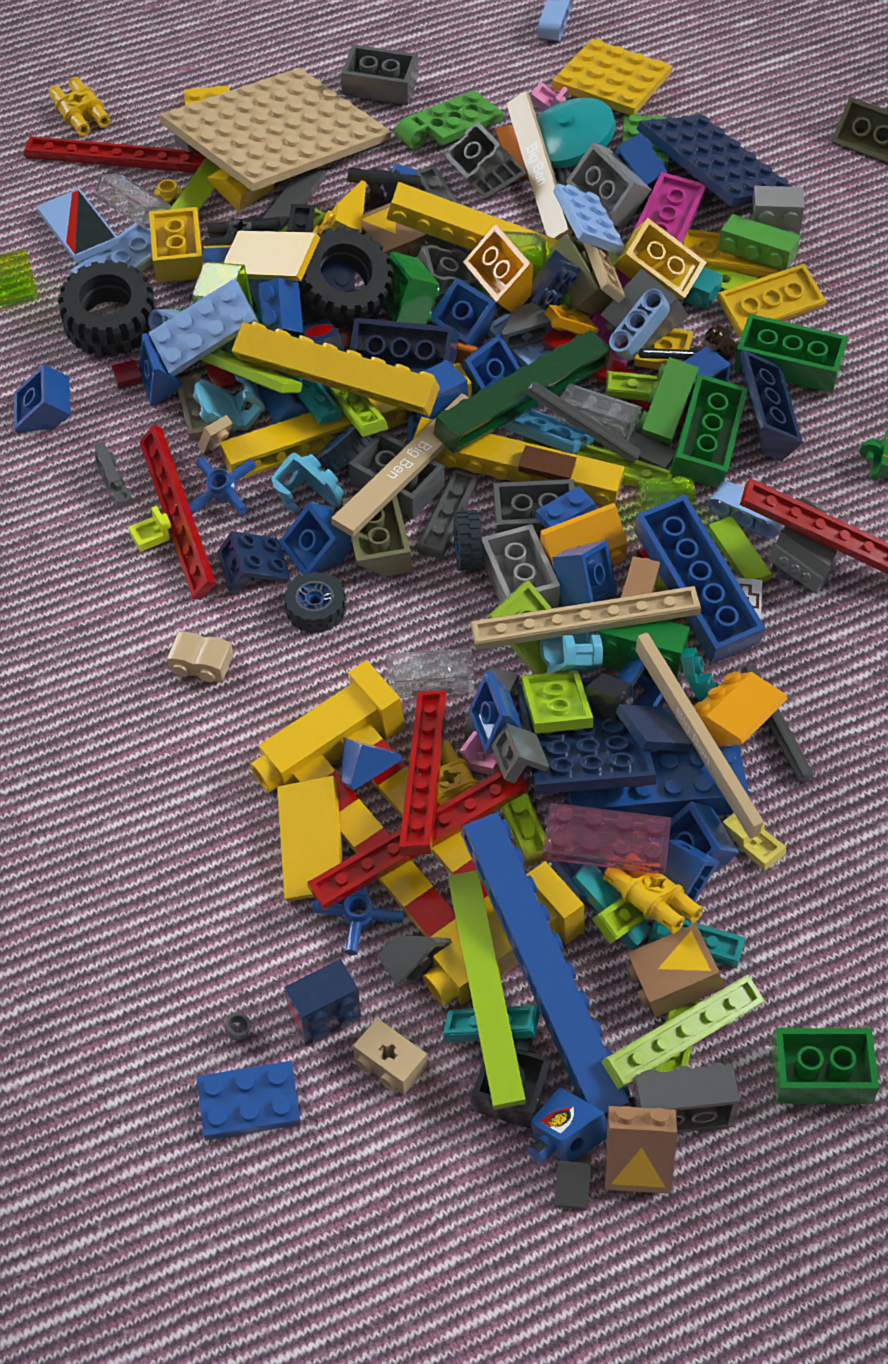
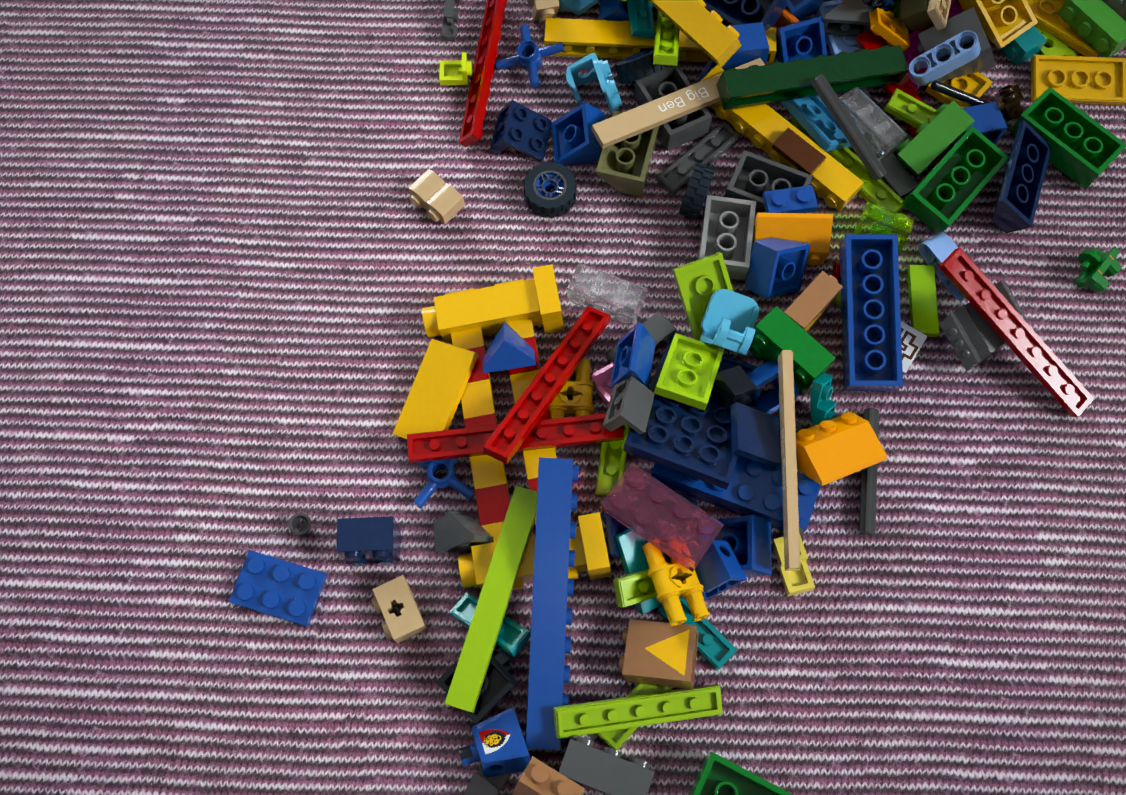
camera: 25 degrees right, 15 degrees up
(585, 618) = (752, 310): tan tile -> none

